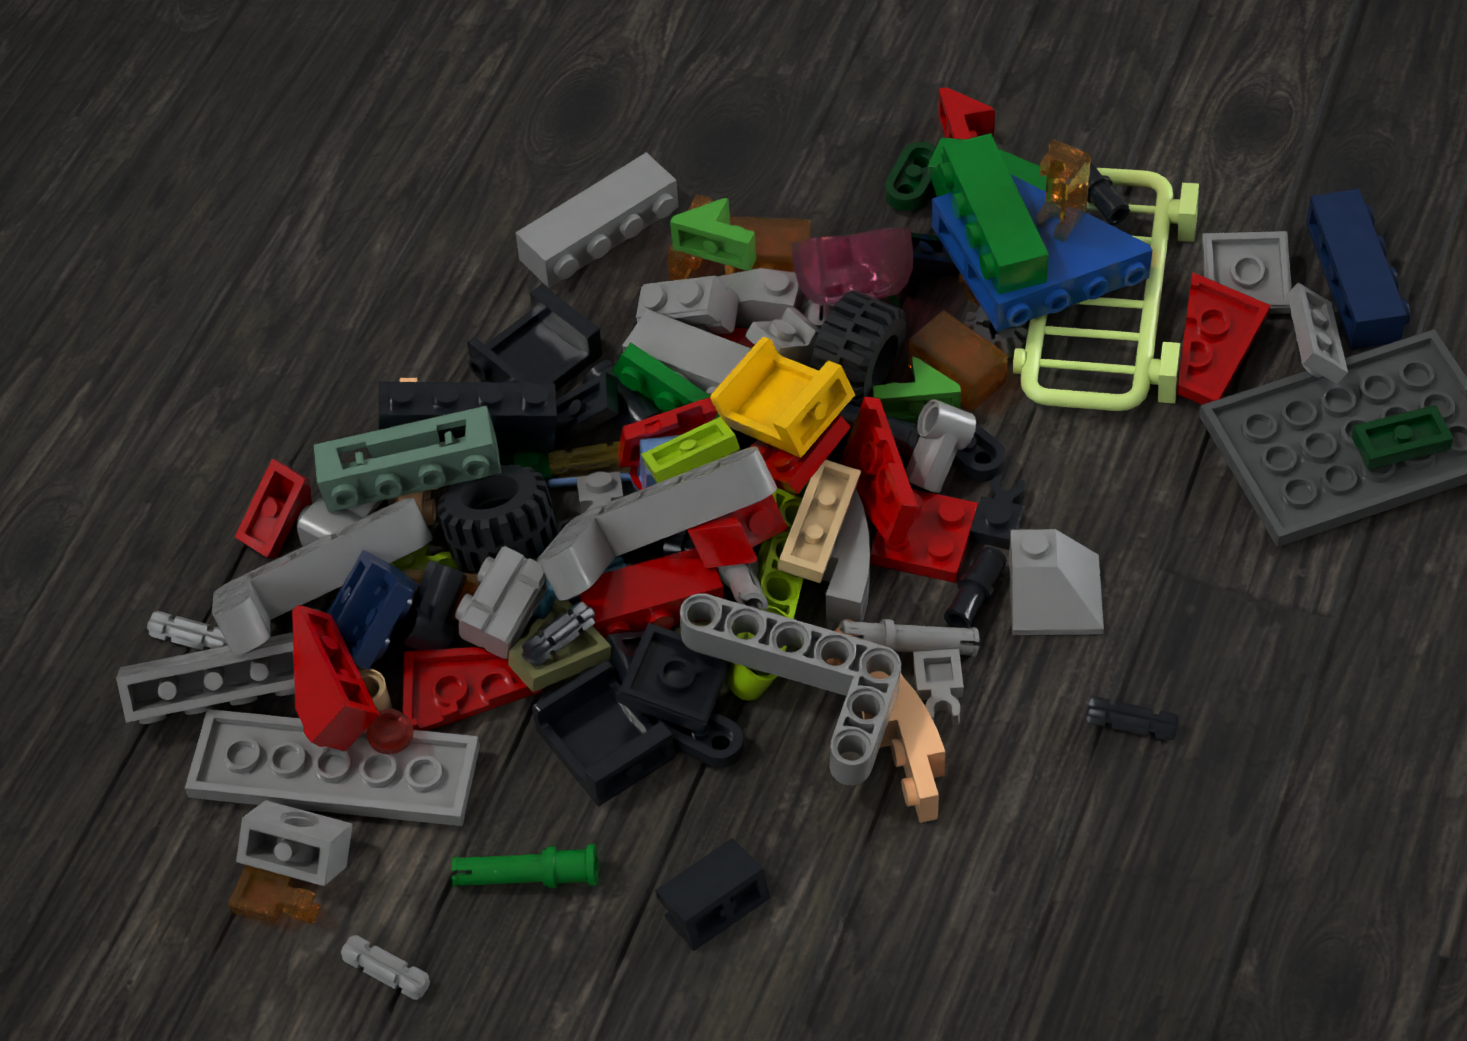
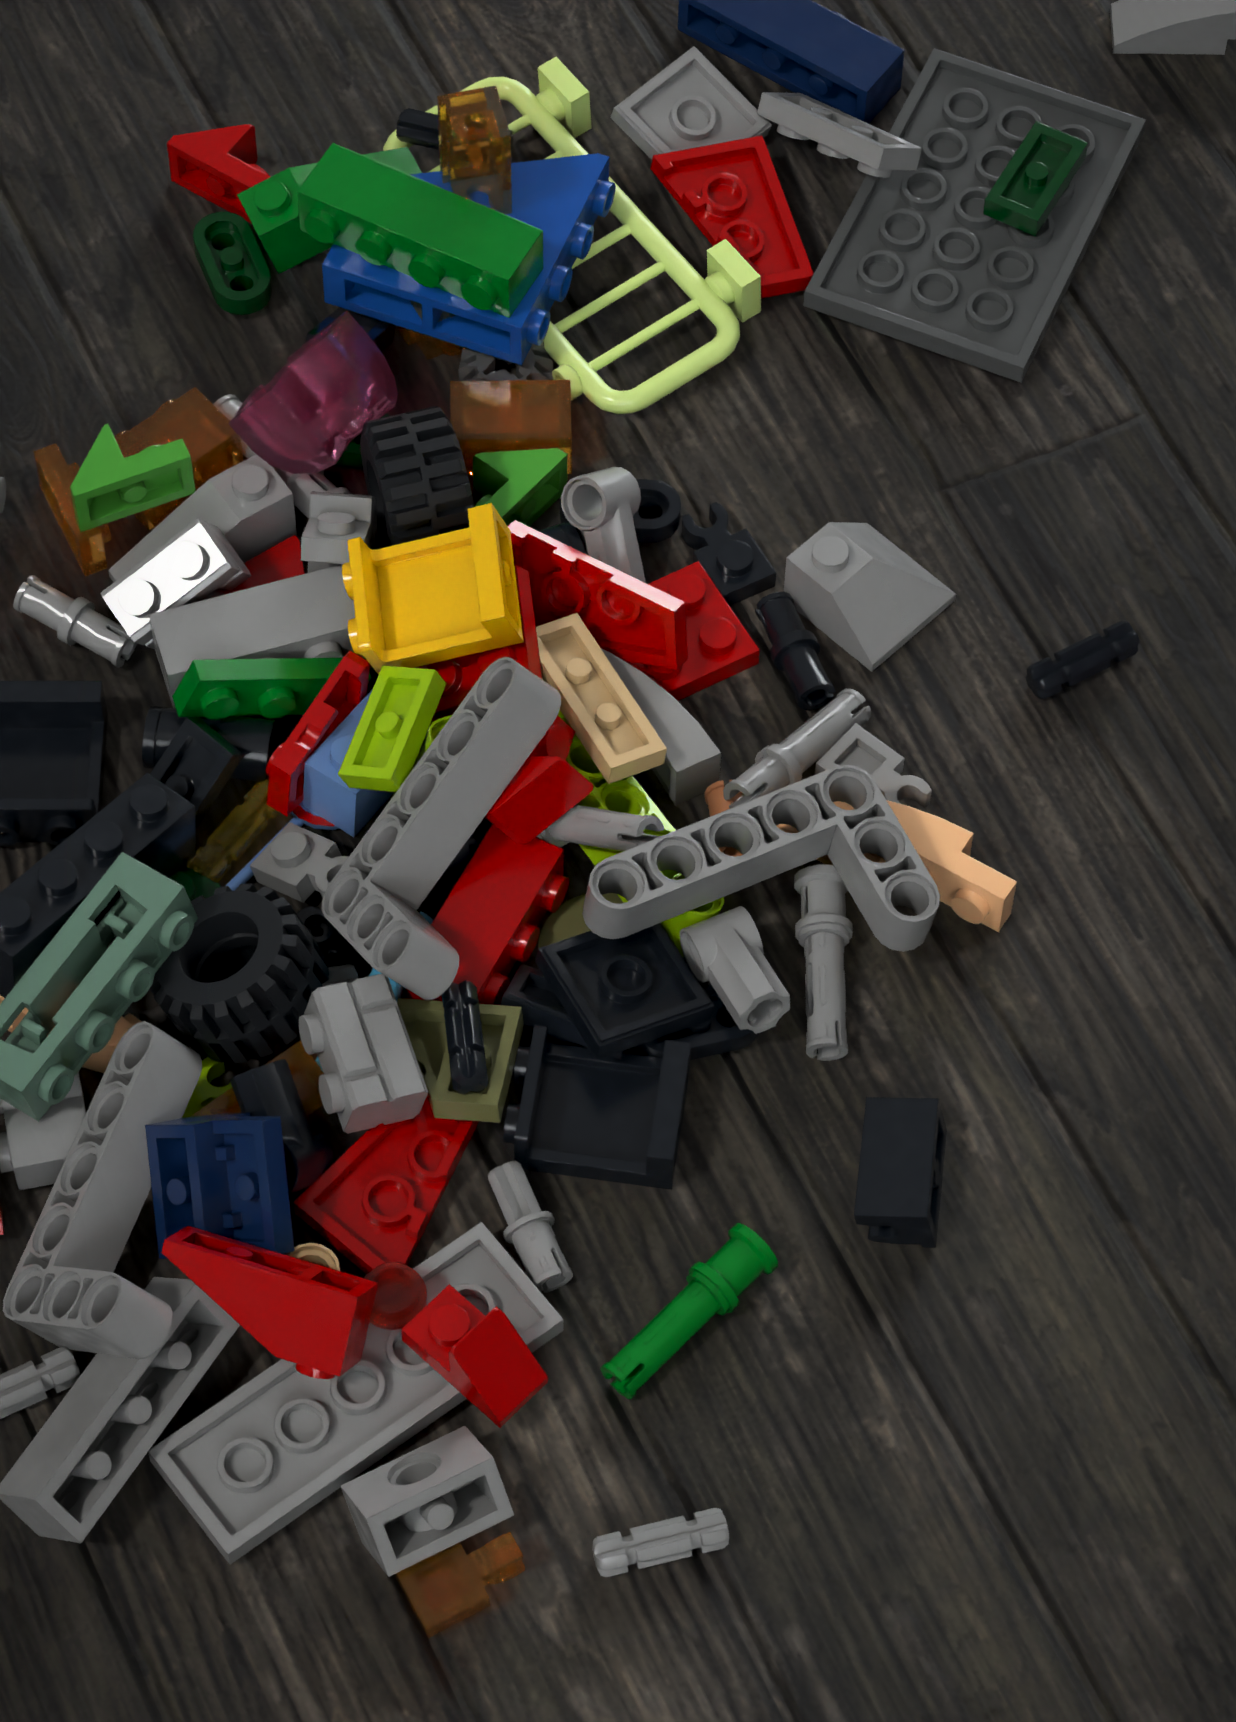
camera: 50 degrees left, 5 degrees up
(394, 794) = (476, 1354): none -> red slope
(501, 760) = (529, 1228): none -> light grey axle
(628, 286) = (74, 620): none -> light grey pin
(740, 709) = (731, 957): none -> light grey piece
(812, 745) = (824, 935): none -> light grey pin

